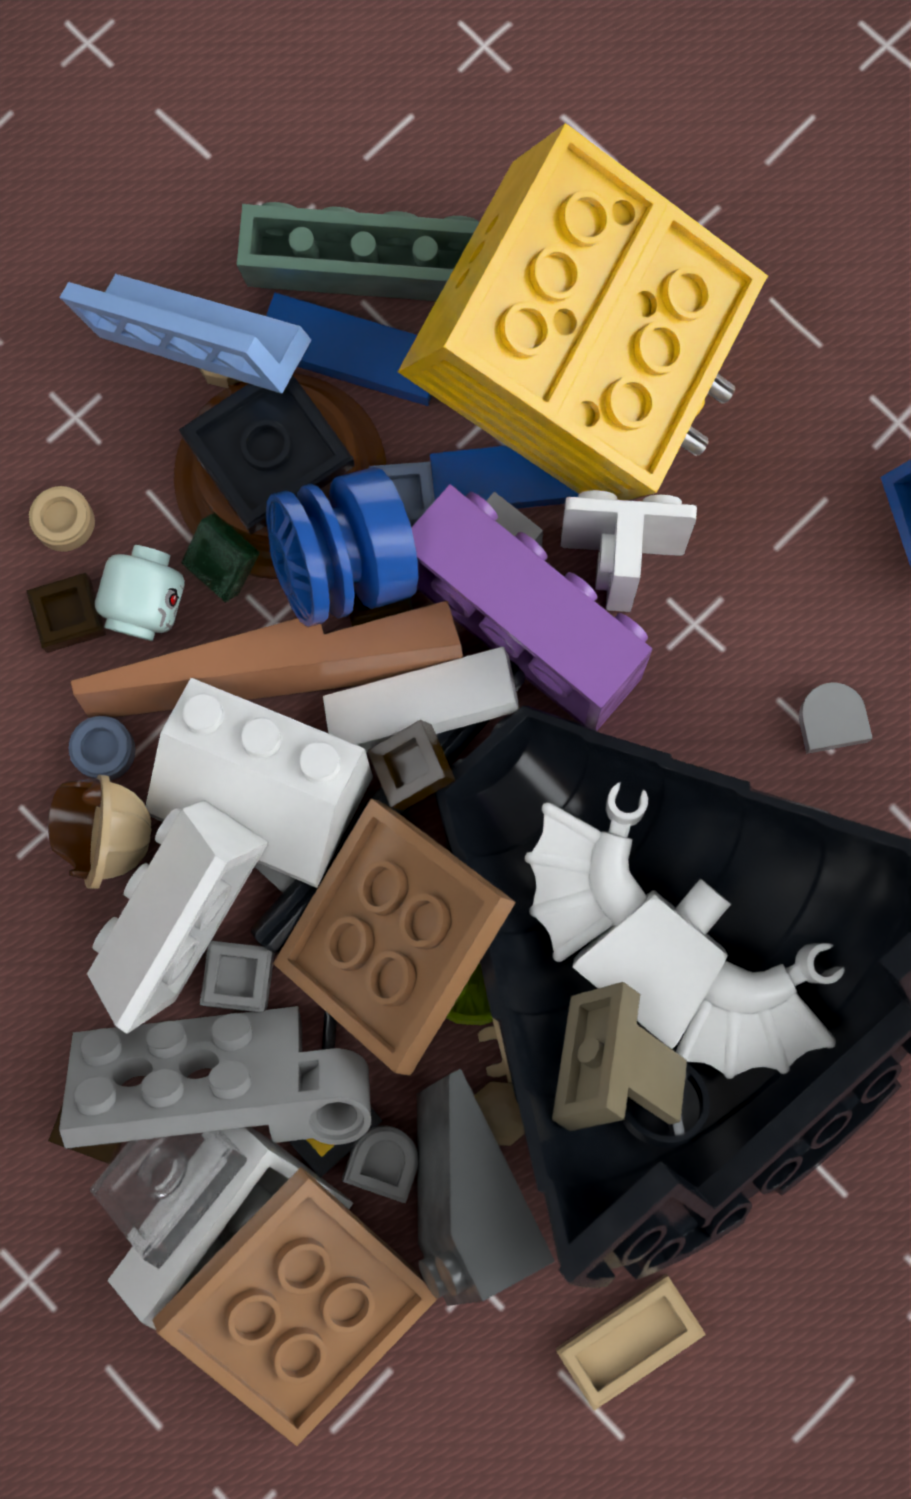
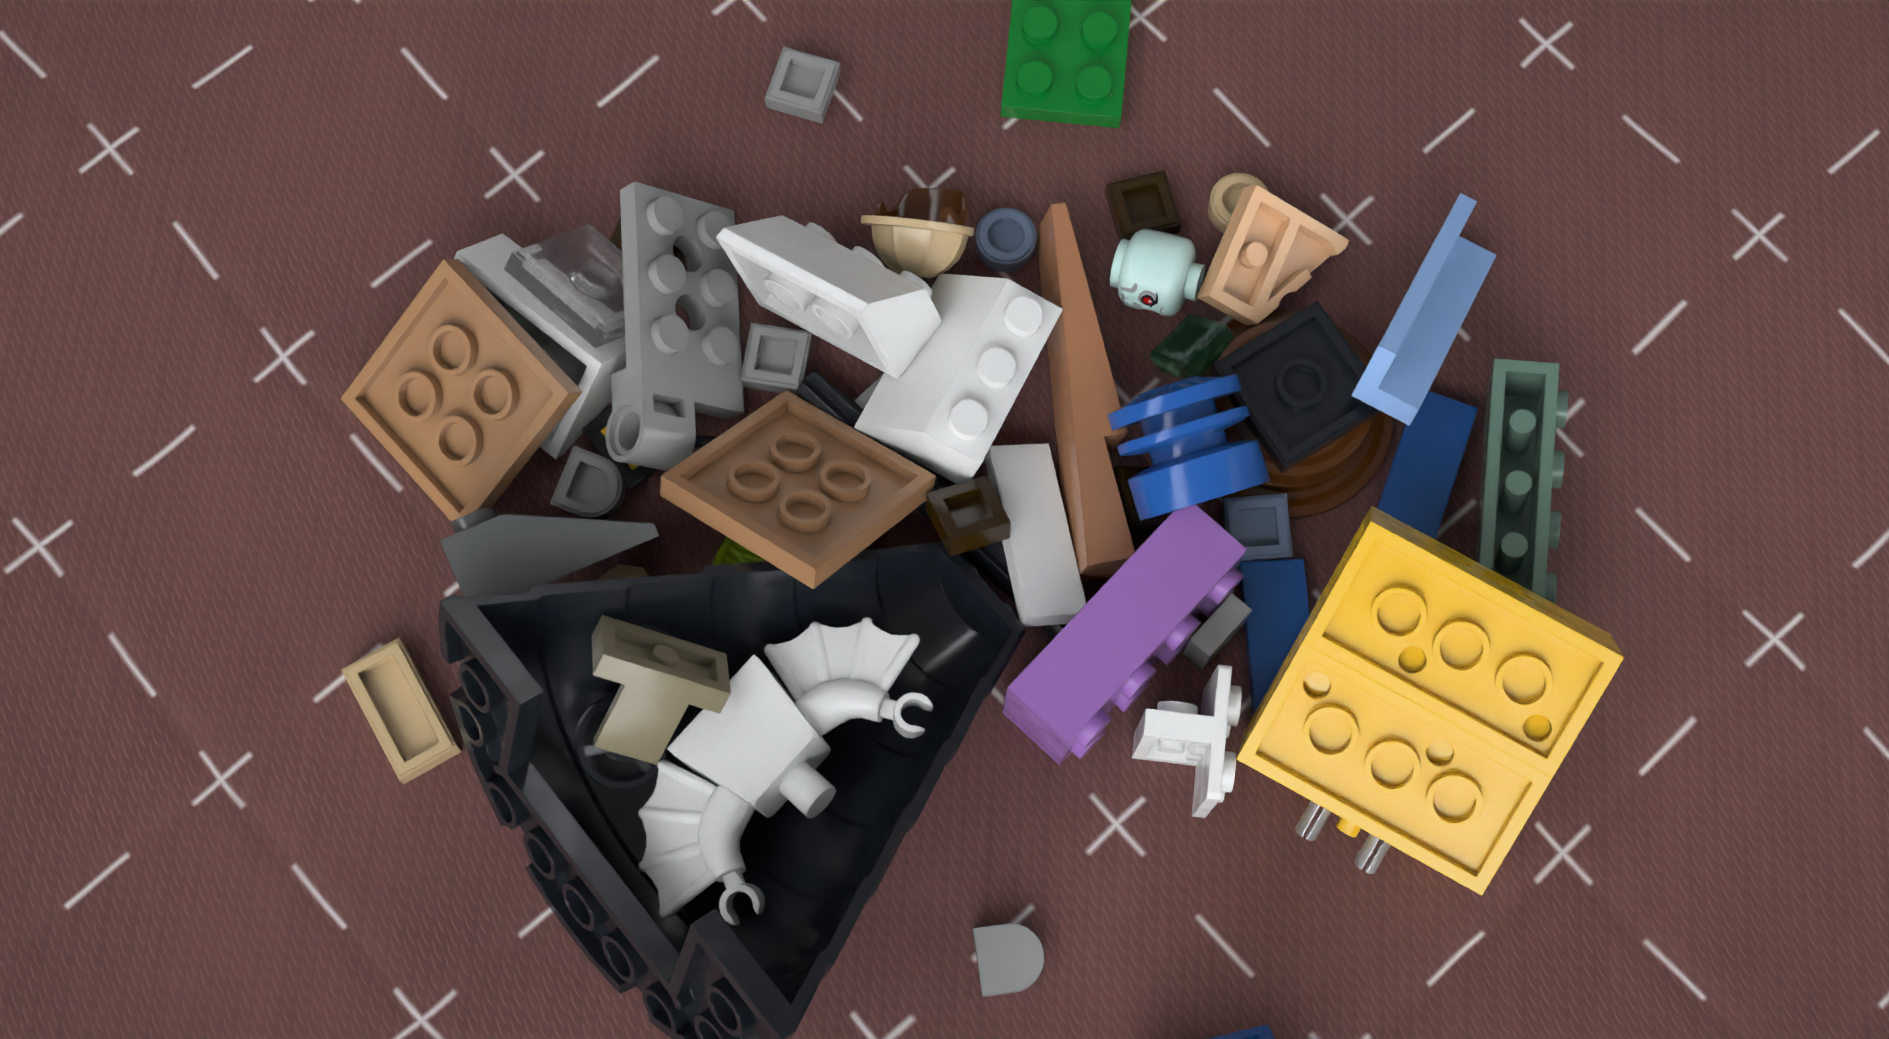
camera: 85 degrees right, 5 degrees down
(123, 488) = (1265, 256): none -> light nougat wing

